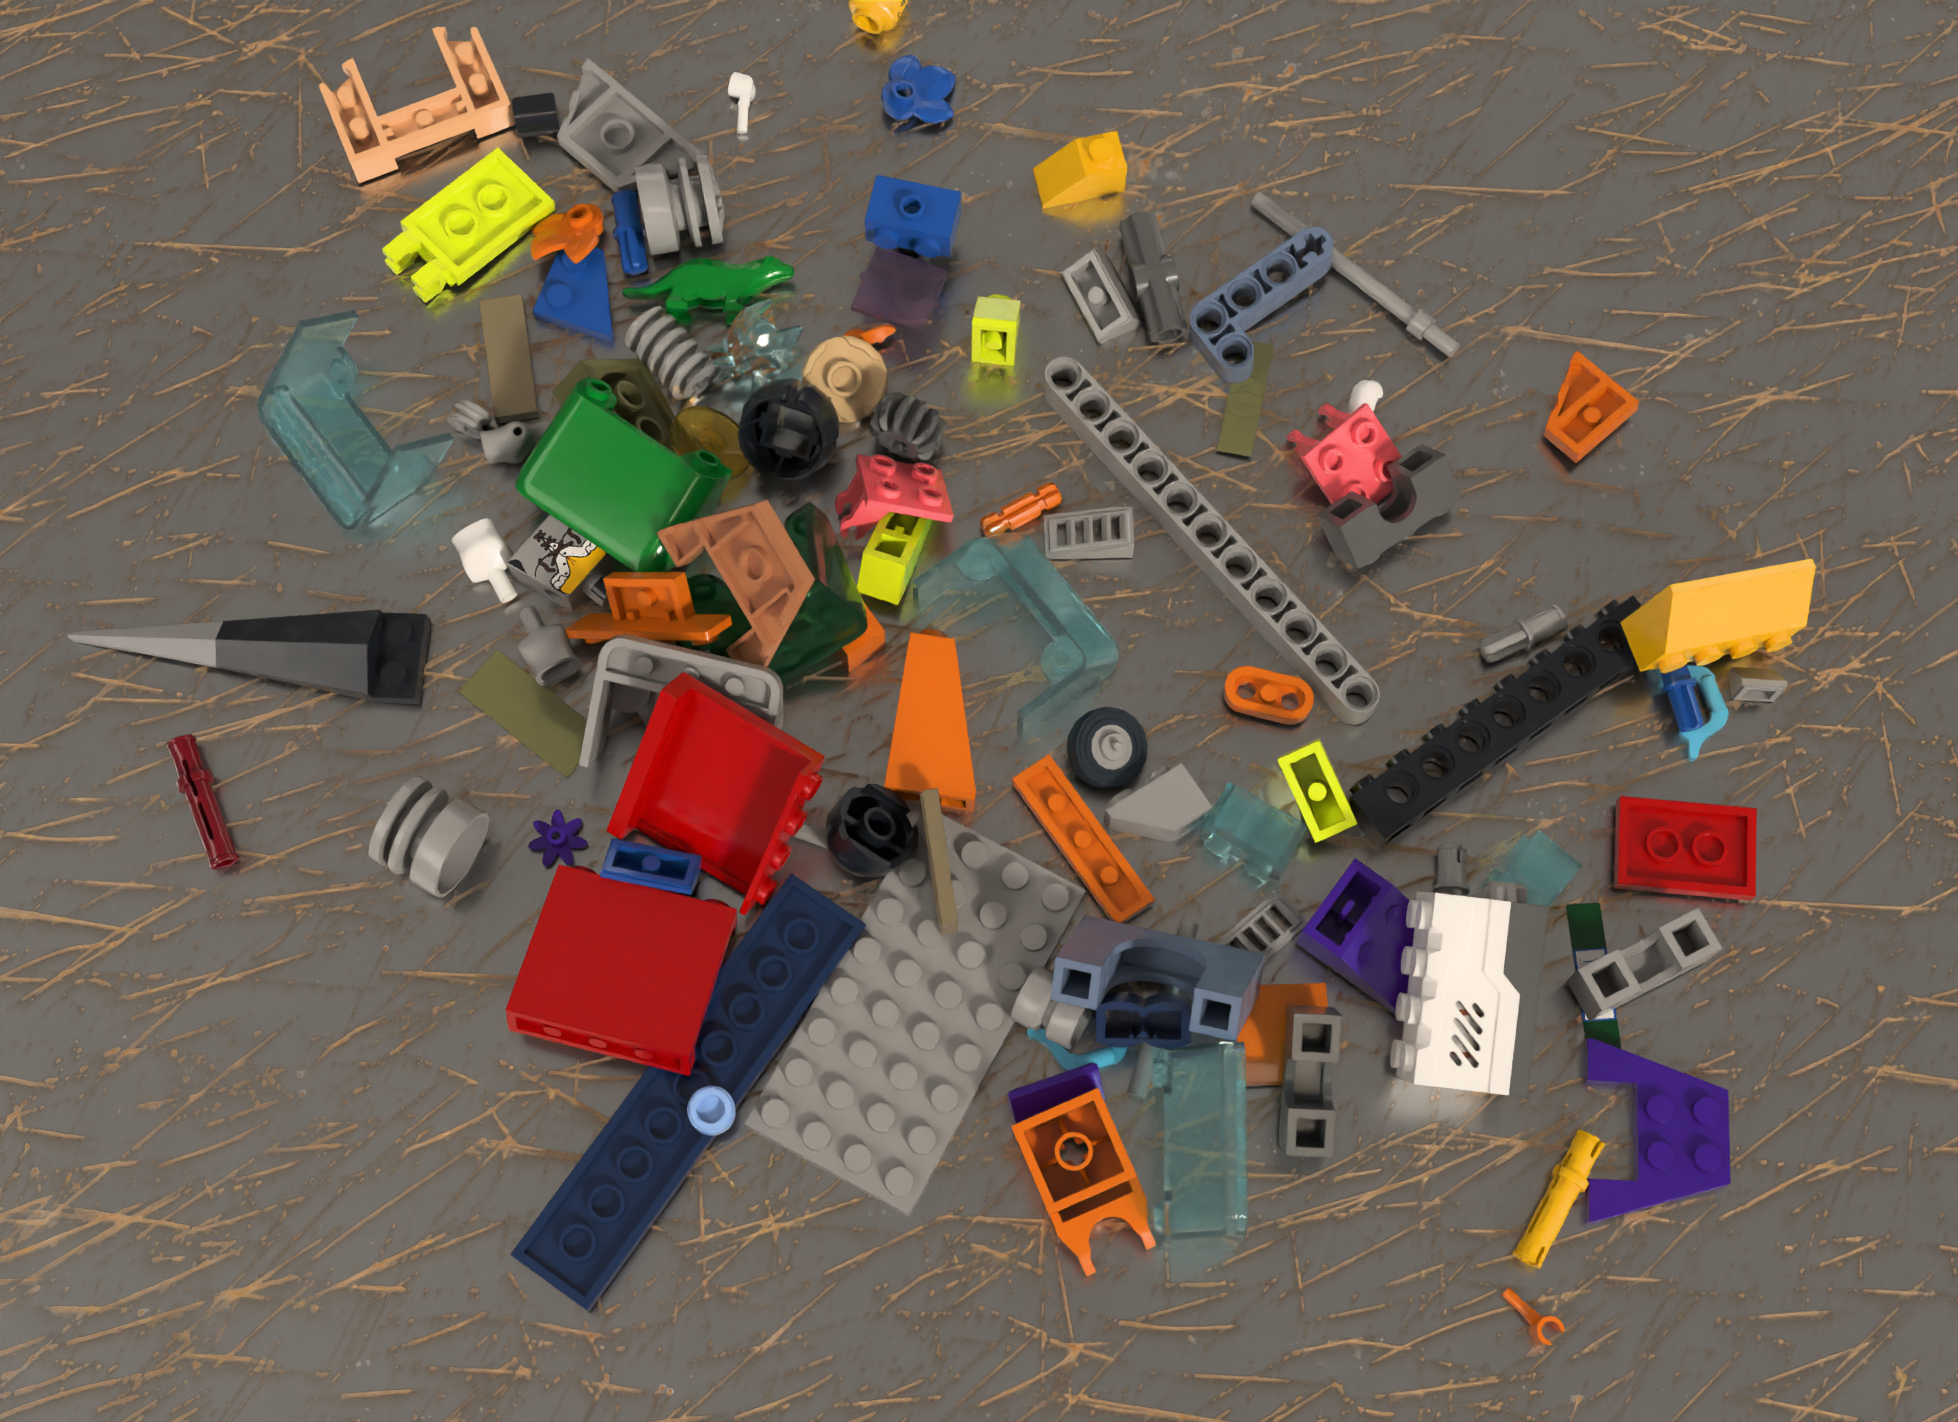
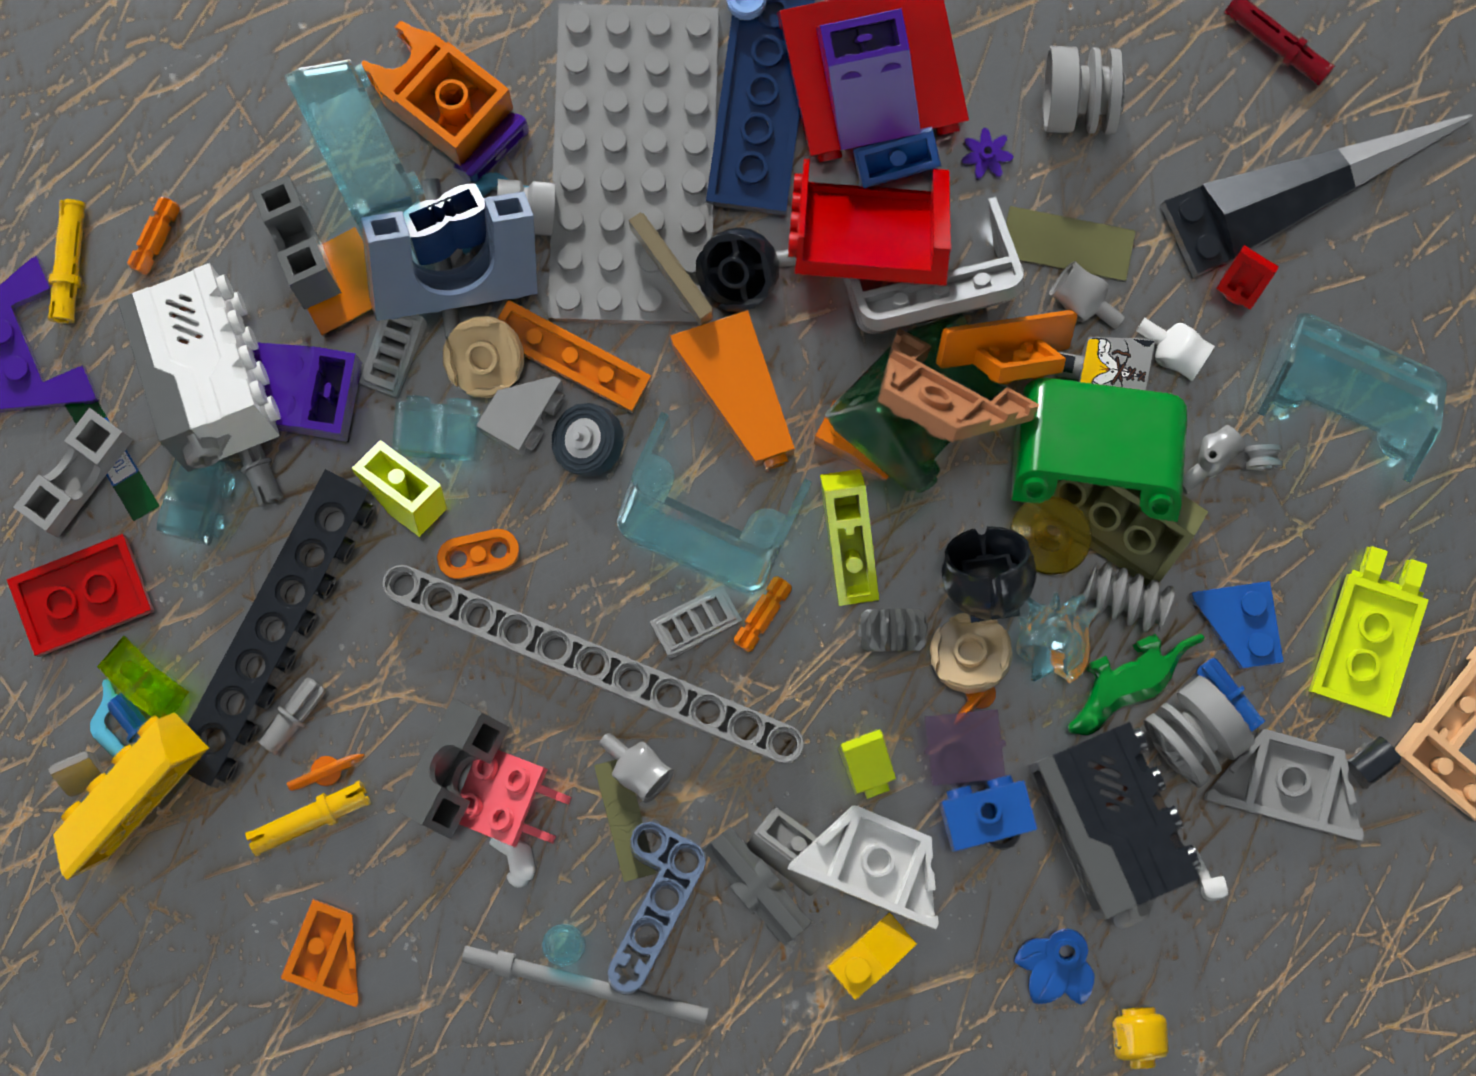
camera: 155 degrees right, 10 degrees up
(383, 579) = (1247, 278): none -> red bracket
(509, 358) = (1265, 531): dark tan tile -> none
(573, 231) = (1283, 662): orange plate -> none
(634, 942) = (869, 78): none -> dark purple slope
(798, 167) = (1116, 824): none -> black piece
(892, 487) = (869, 566): coral plate -> none
(1037, 244) = (874, 863): none -> white wing
(1170, 880) = (483, 356): none -> tan tile
(1212, 430) = (637, 767): none -> light grey piece
(1353, 320) = (570, 944): none -> clear light blue wheel
(1454, 1182) = (153, 235): none -> orange axle
(1511, 570) = (325, 771): none -> orange piece
(1531, 533) = (321, 812): none -> yellow pin
(1533, 1317) = (46, 164): orange hand -> none
(1657, 735) = (142, 679): none -> clear neon green slope

